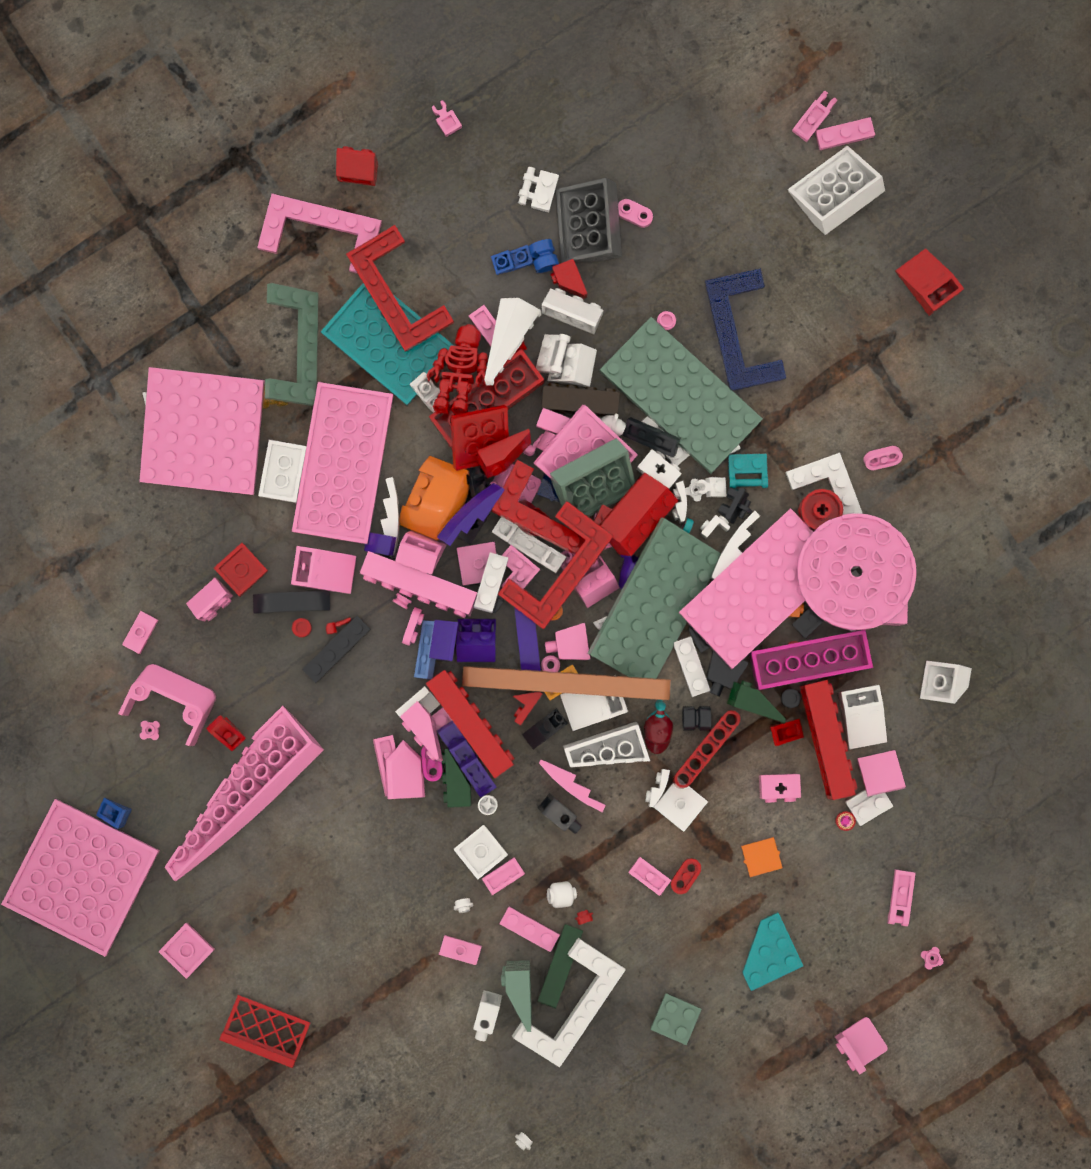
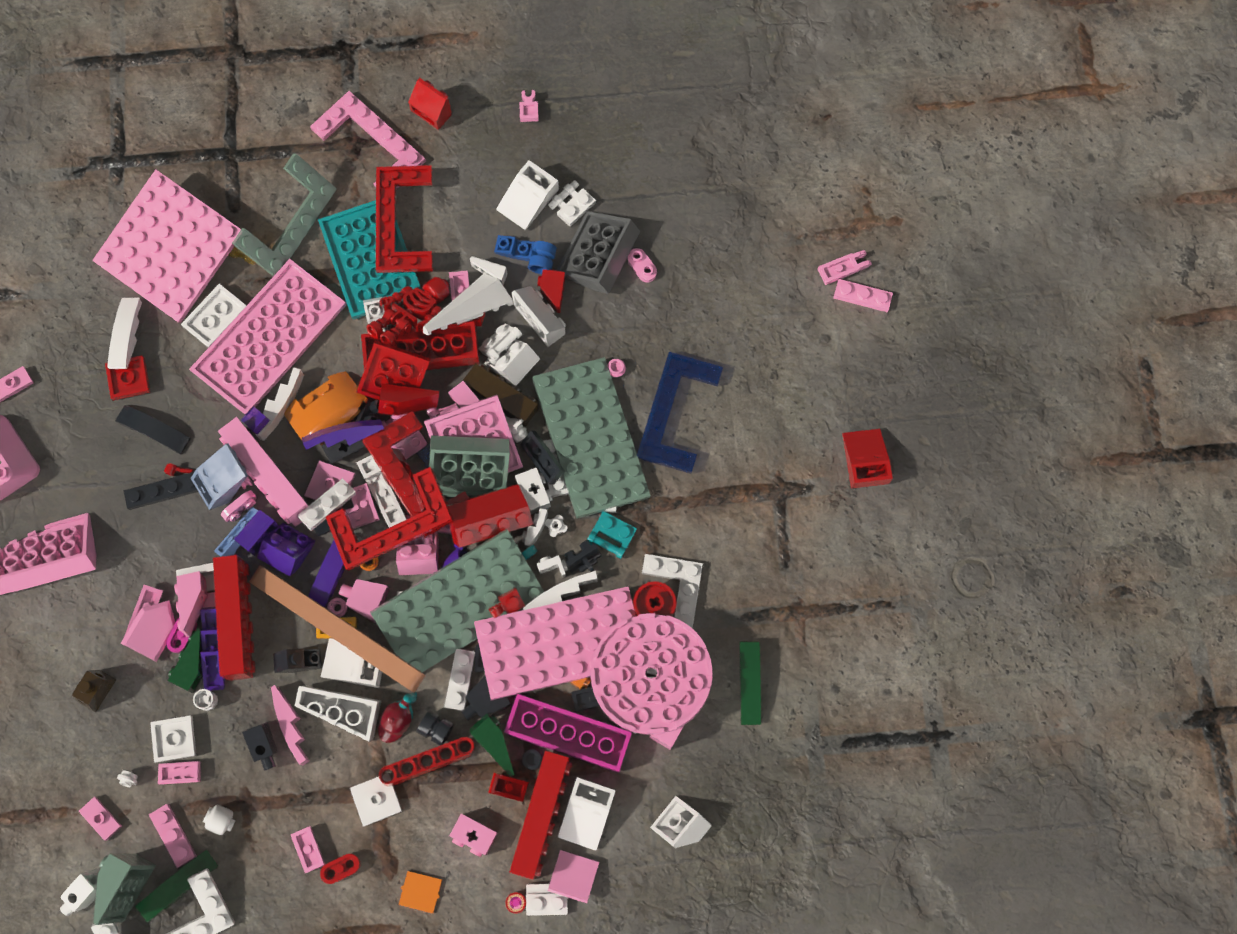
camera: 30 degrees right, 10 degrees down
(209, 600) = (83, 388): bright pink slope -> none
(212, 531) = (123, 333): none -> white slope
(226, 732) = (24, 507): red slope -> none
(301, 627) = (147, 455): red tile -> none
(323, 570) = (193, 415): bright pink slope -> none
(384, 611) = (219, 477): none -> slope
(388, 849) = (93, 689): none -> dark brown torso
(420, 552) = (280, 442): bright pink slope -> none
(496, 204) = (528, 195): none -> white slope
(503, 291) = (490, 268): none -> white slope
(529, 701) = (298, 629): red slope -> none
(584, 917) = (226, 853): red plate -> none
(655, 793) = (358, 775): white slope -> none
(698, 580) = (509, 602): none -> red plate
(712, 487) = (572, 531): white plate -> none
(837, 189) = (829, 337): white slope -> none
(883, 458) = (738, 589): bright pink plate -> none
(937, 532) = (750, 682): none -> dark green slope

